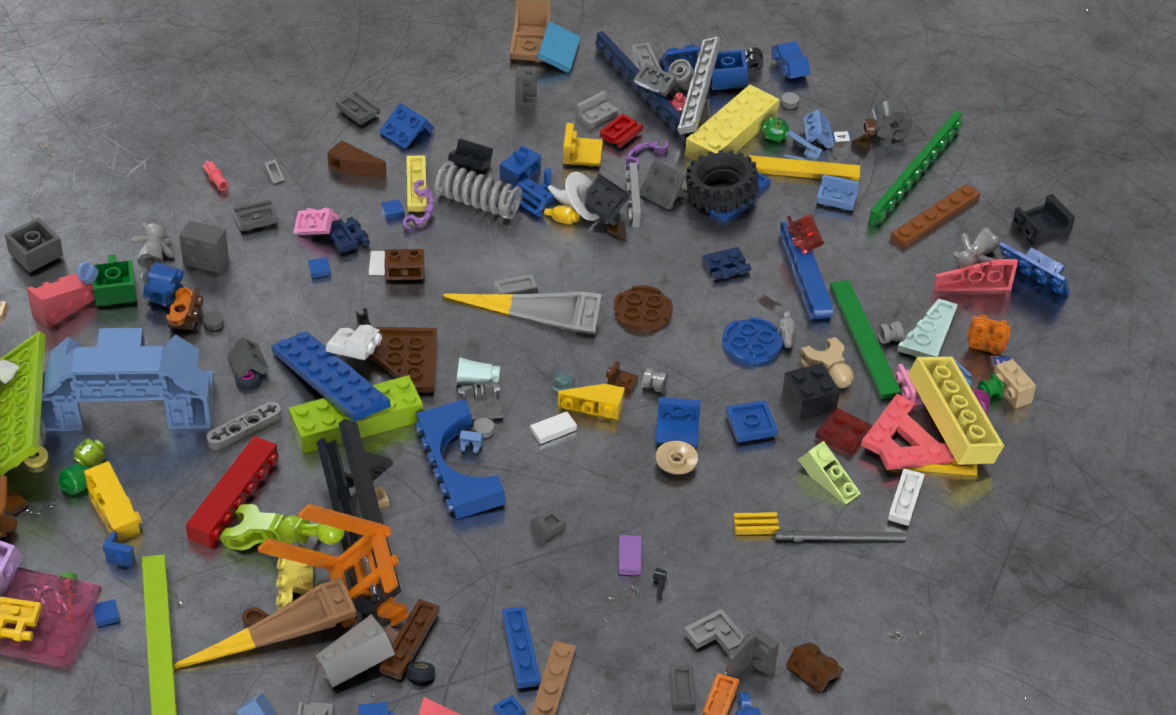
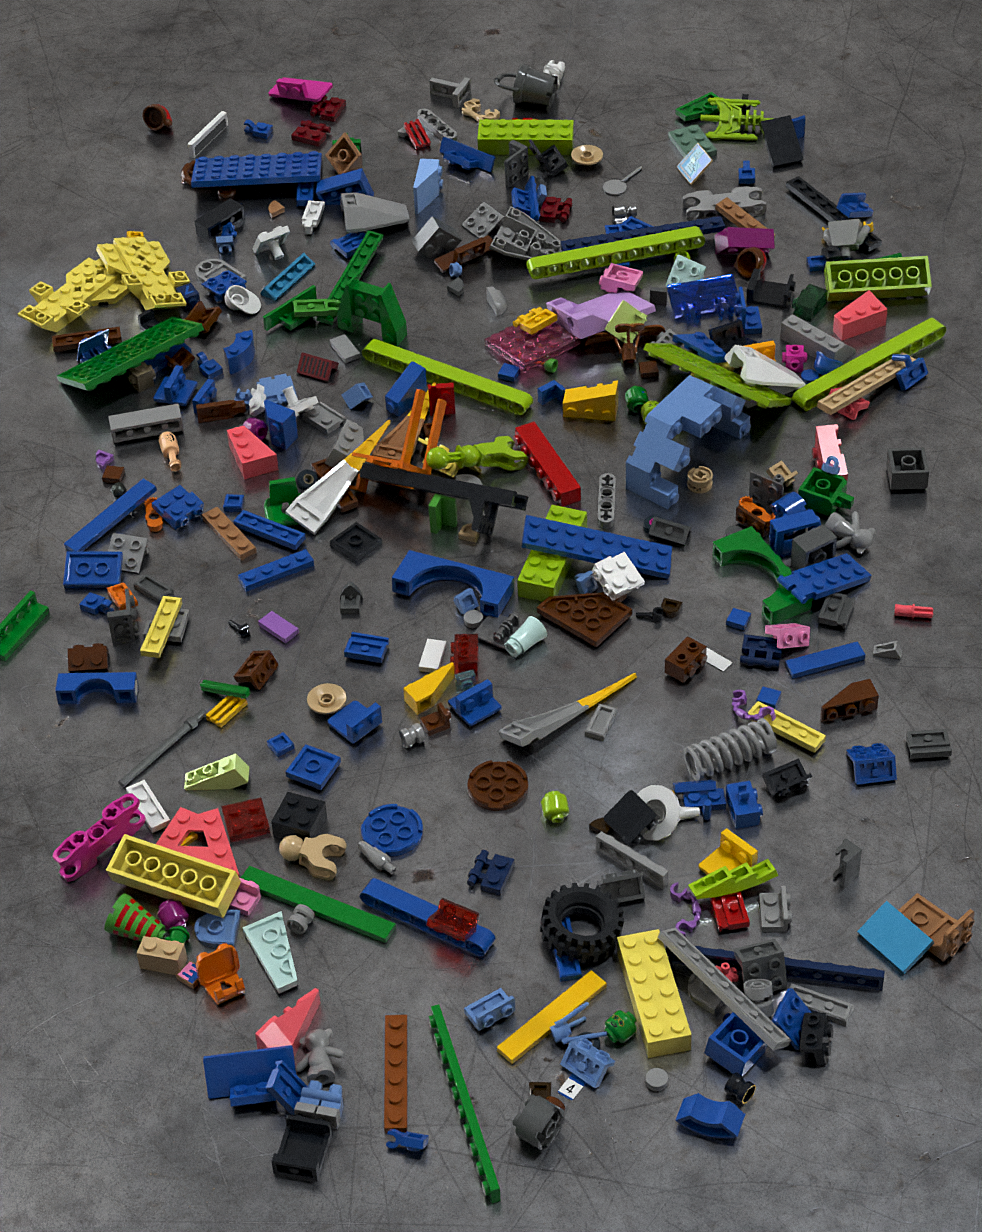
camera: 135 degrees right, 0 degrees up
(108, 319) = (781, 468): none -> tan bracket
(143, 307) = (764, 489): none -> flat silver hinge
(206, 276) = (787, 524): none -> blue window
(210, 619) = (442, 391): none -> red plate
(219, 664) = (402, 393): none -> blue slope
(242, 227) = (825, 578): none -> blue hinge
(264, 246) = (750, 548): none -> green arch
(318, 198) = (825, 660): none -> blue tile
(344, 314) = (671, 608): none -> dark brown tile
(372, 372) = (586, 582): none -> medium blue tile
(390, 513) = (442, 511): none -> bright green panel
(450, 620) = (319, 501): none -> white plate
(469, 573) = (355, 542): none -> black tile
(471, 653) = (281, 492): none -> green piece
(533, 400) = (465, 653): none -> clear red brick
(564, 608) = (276, 570): none -> blue plate
(580, 364) = (475, 703): none -> blue bracket
(591, 473) = (366, 647): none -> blue plate
(601, 132) = (727, 882): none -> lime slope
(632, 258) = (555, 806): none -> lime head
(679, 40) = (816, 1036): none -> black bracket
(695, 531) = (257, 668): none -> reddish brown bracket
(730, 621) = (161, 627): none -> light yellow plate
(742, 530) = (225, 689): none -> green axle
(750, 462) = (280, 744): none -> blue tile
(857, 645) = (74, 686): none -> blue arch
(962, 482) = (88, 845): none -> dark pink piece
(972, 174) = (411, 1140): none -> blue plate
(1008, 228) = (321, 1104): none -> hips
(1014, 419) = (133, 920): none -> bright green cone
(1026, 241) = (285, 1086): none -> blue plate

